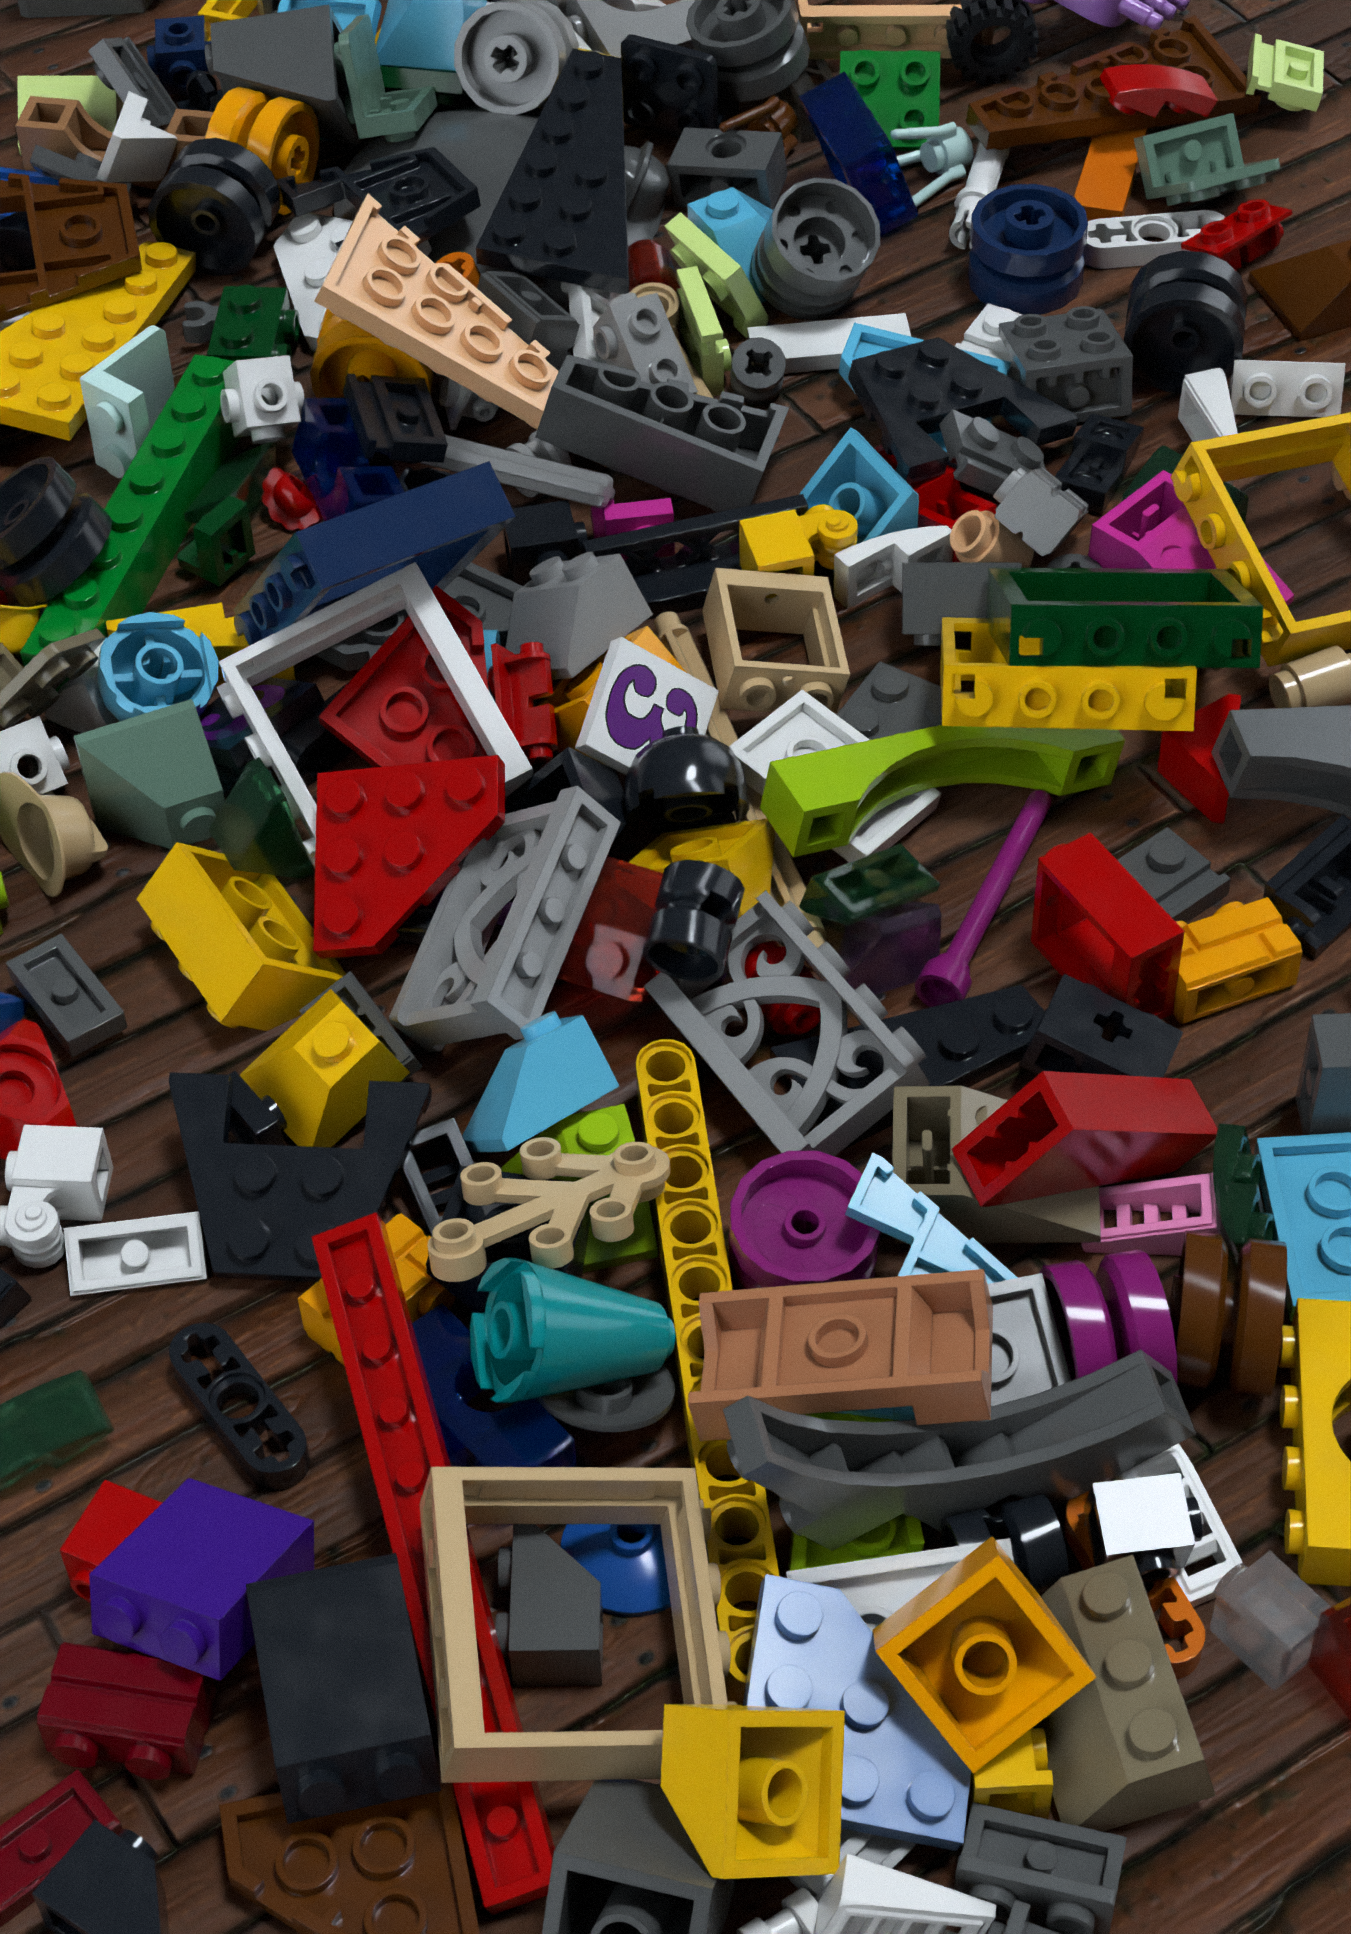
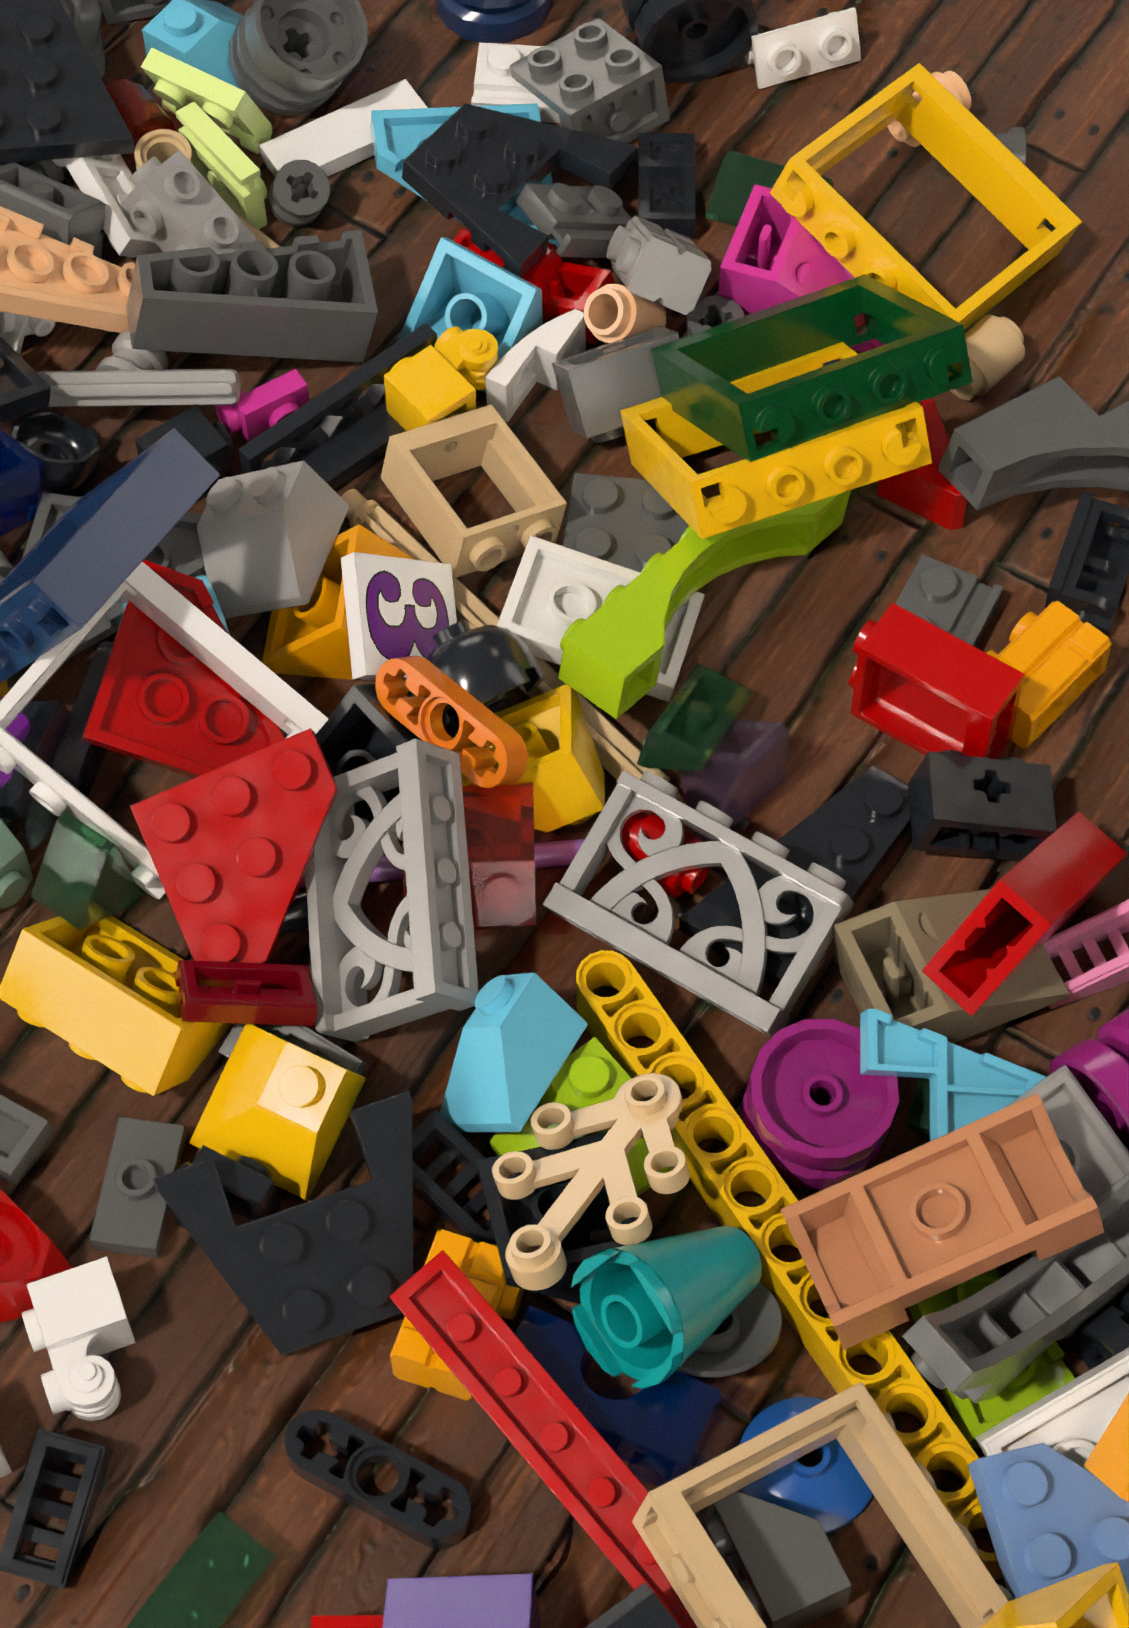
camera: 25 degrees left, 10 degrees up
(135, 1253) = (192, 1364): white slope -> none
(148, 1113) = (130, 1210): none -> dark grey plate
(340, 963) = (246, 993): none -> dark red tile
(515, 684) = (257, 627): red hinge -> none
(653, 807) = (476, 721): none -> orange beam
(693, 920) = (572, 817): black wheel -> none
(948, 975) = (802, 784): magenta piece -> none
(1206, 406) = (755, 107): white slope -> none

